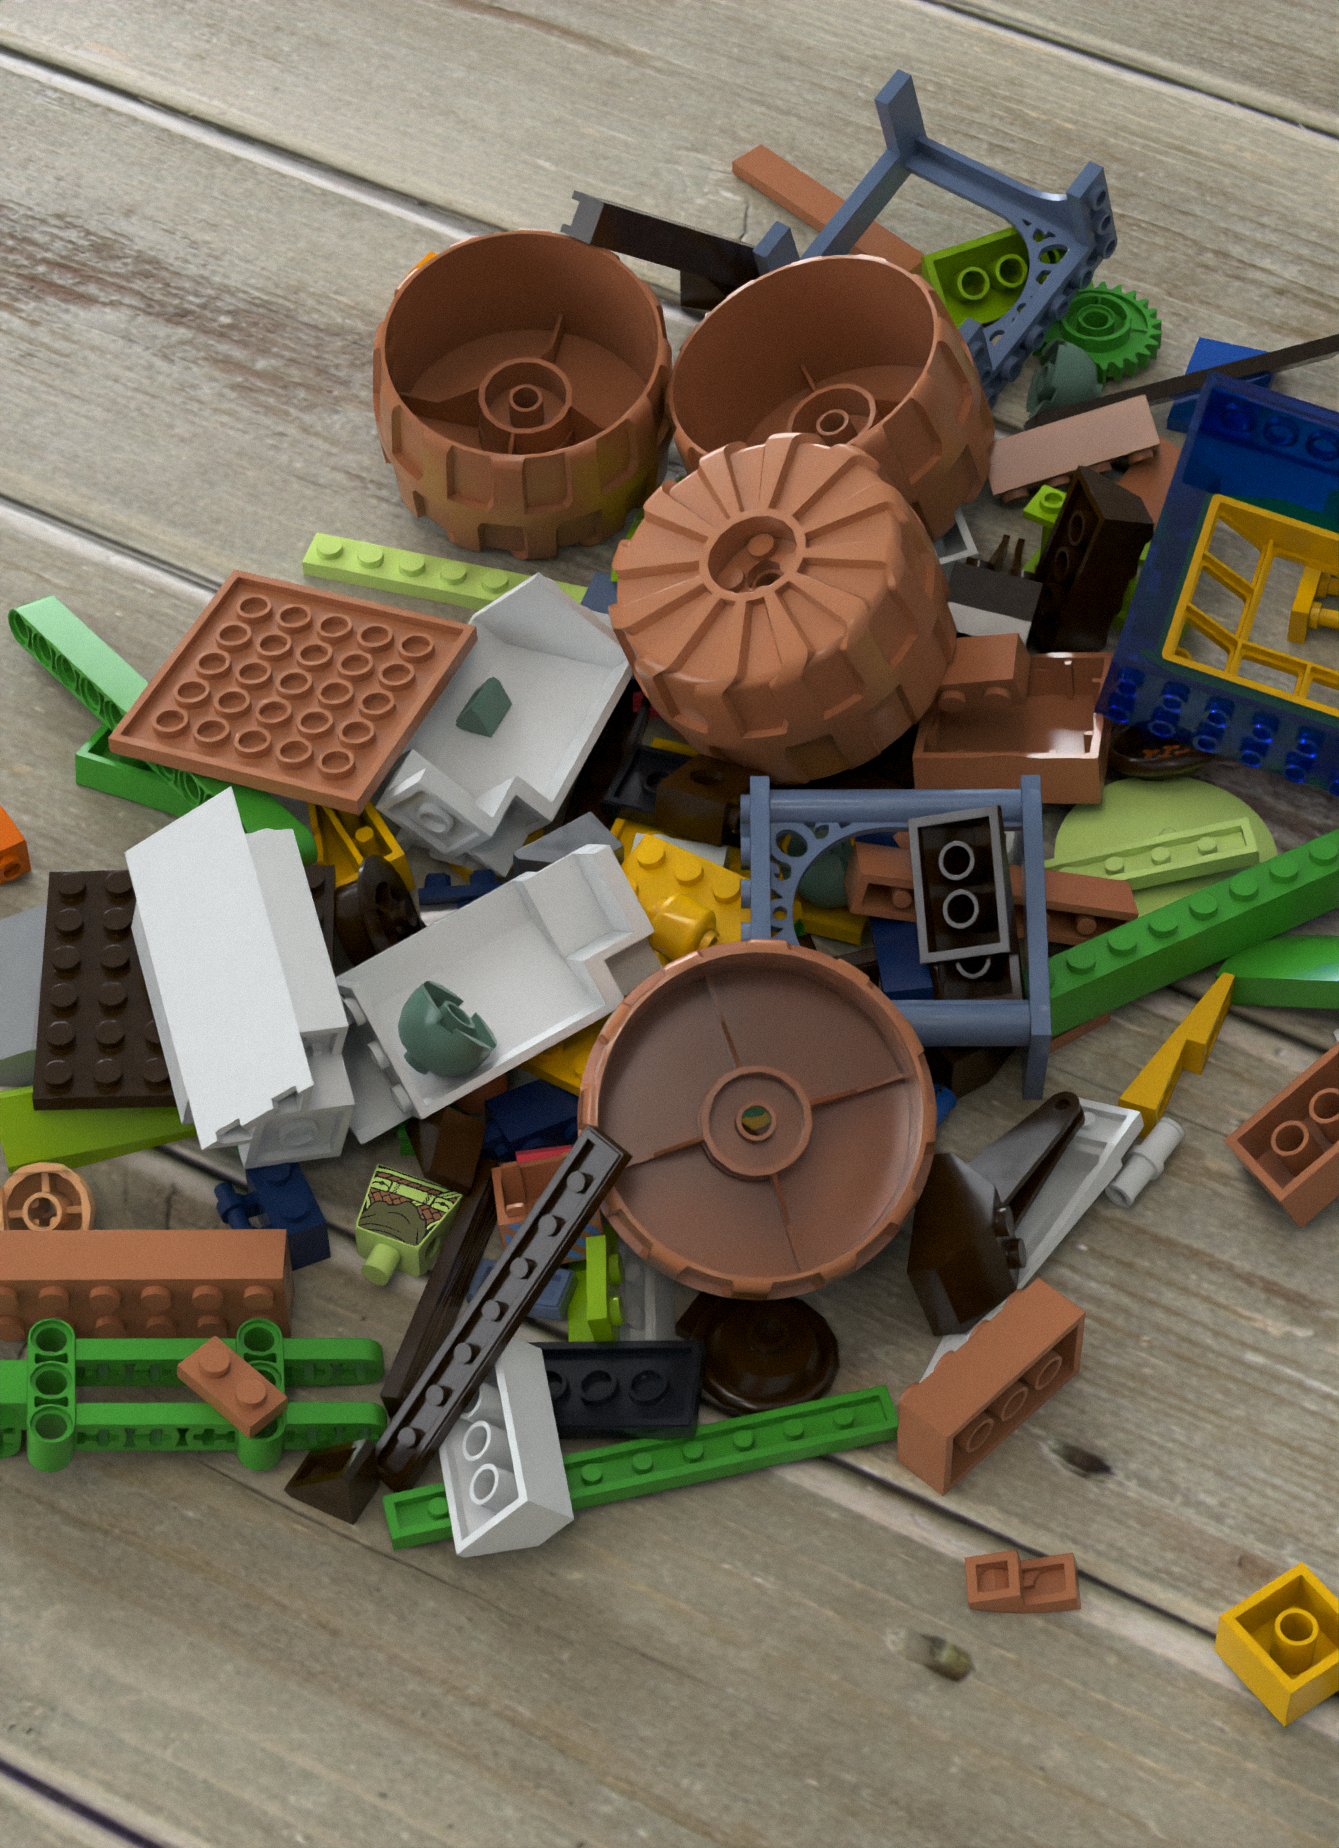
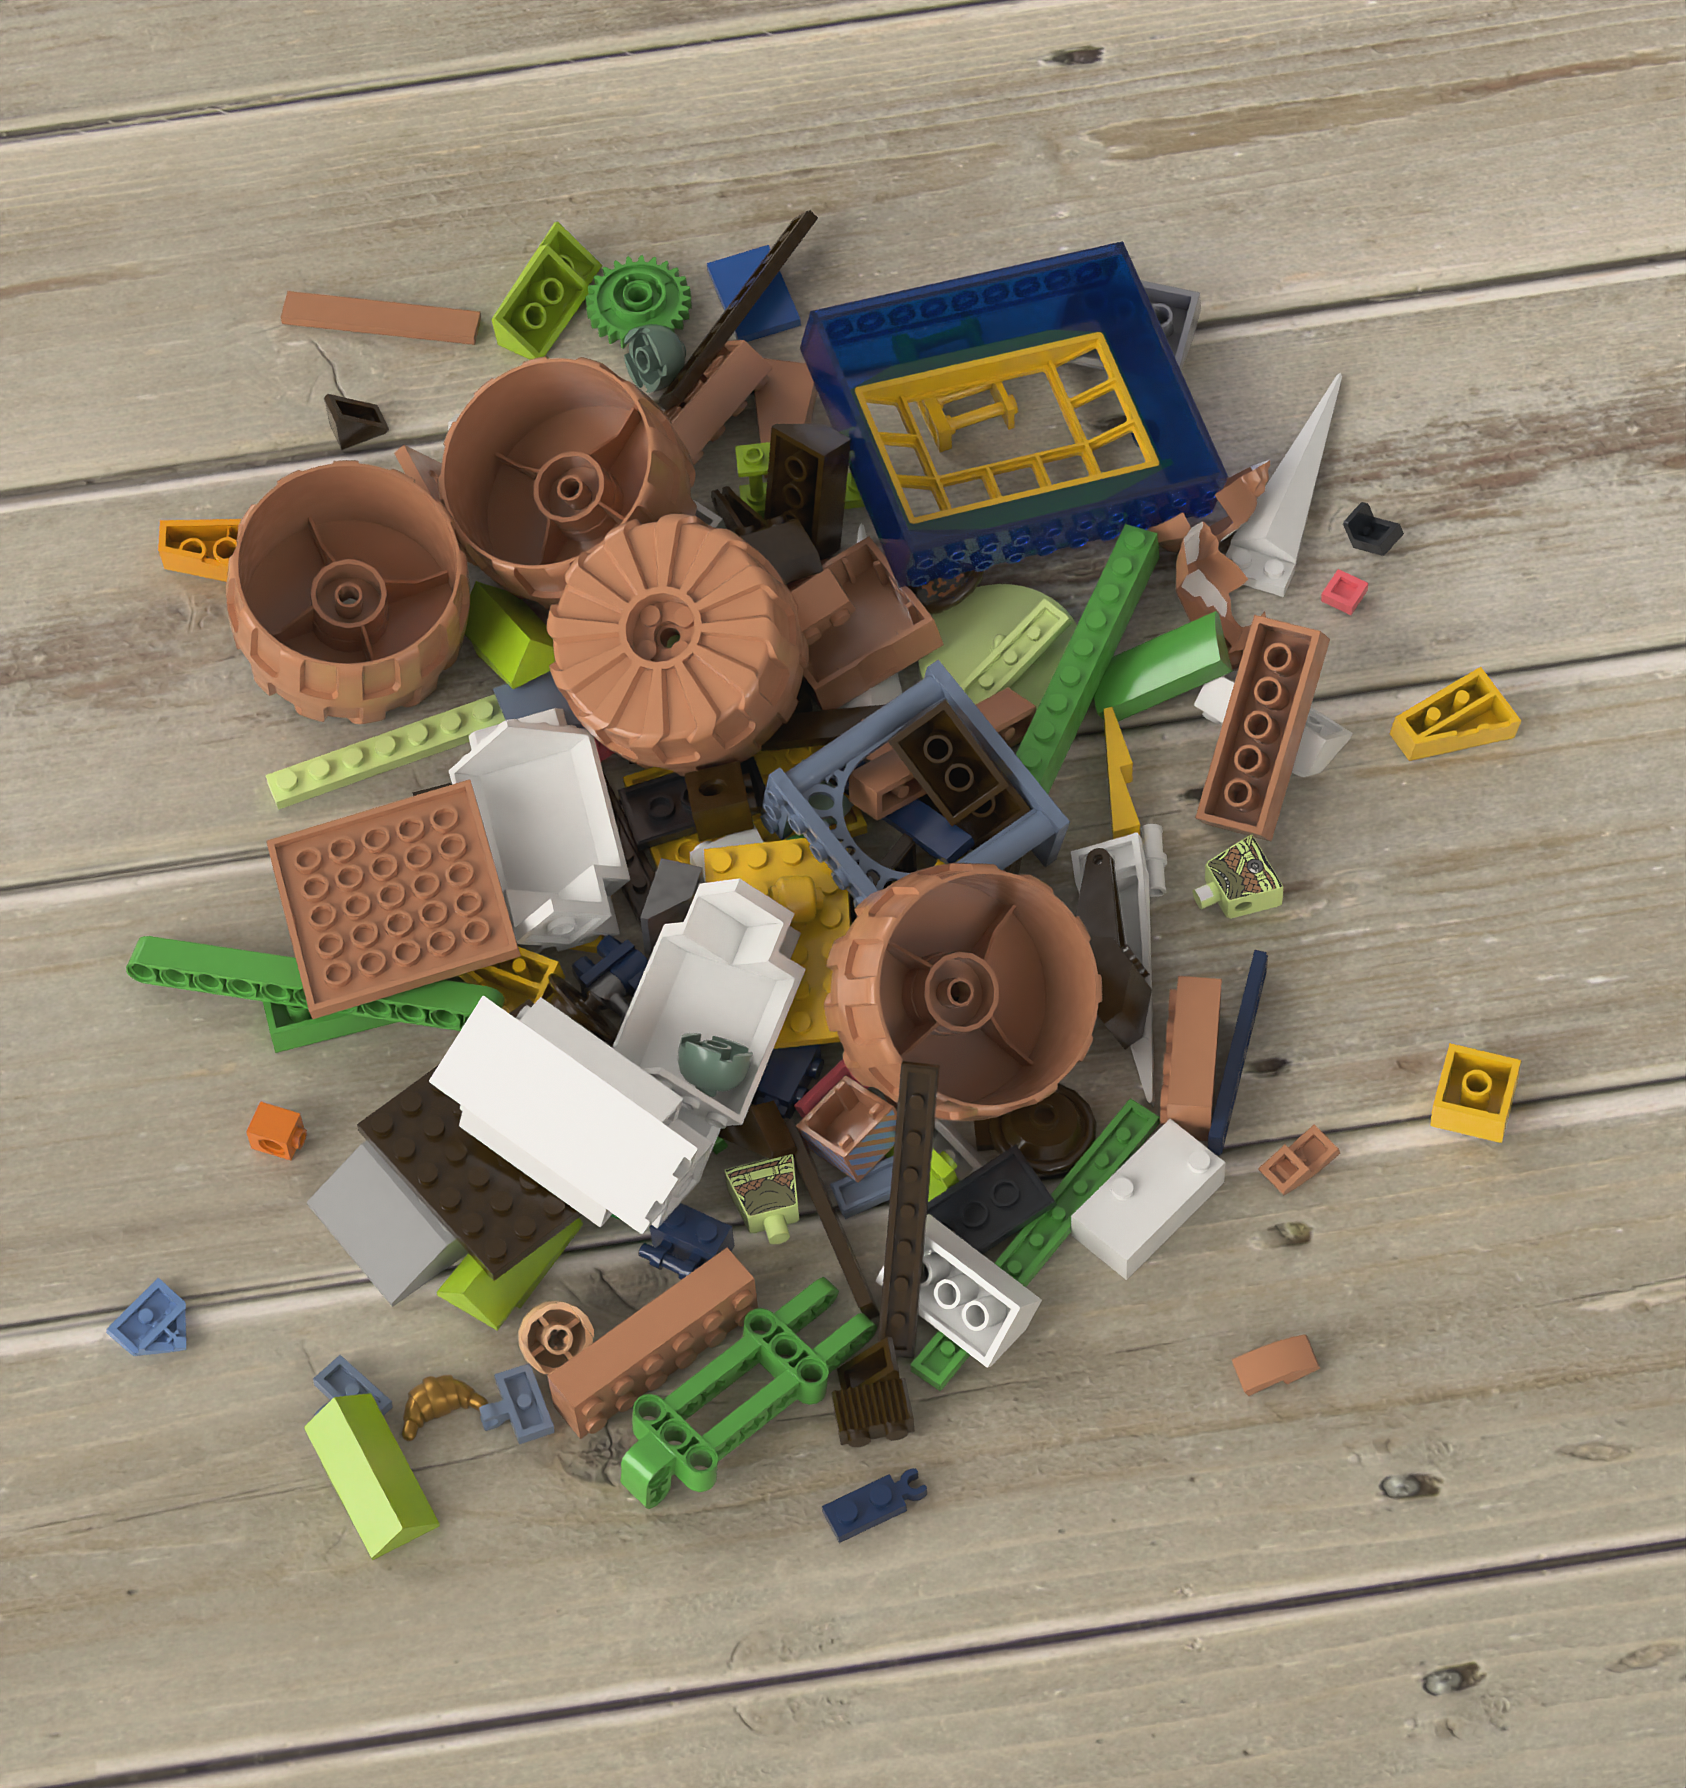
camera: 35 degrees left, 10 degrees up
(207, 1616) = (871, 1505): none -> dark blue plate
(232, 1387) = (778, 1362): nougat plate -> none
(296, 1518) = (873, 1412): none -> dark brown brick
(485, 709) = (510, 830): sand green slope -> none
(661, 241) = (358, 418): dark brown tile -> none
(794, 1783) = (1275, 1362): none -> nougat slope
(806, 1503) = (1148, 1199): none -> white brick
(1053, 1419) = (1238, 1052): none -> dark blue tile
(1073, 221) = (590, 237): sand blue arch -> none
(1222, 1243) = (1240, 881): none -> torso

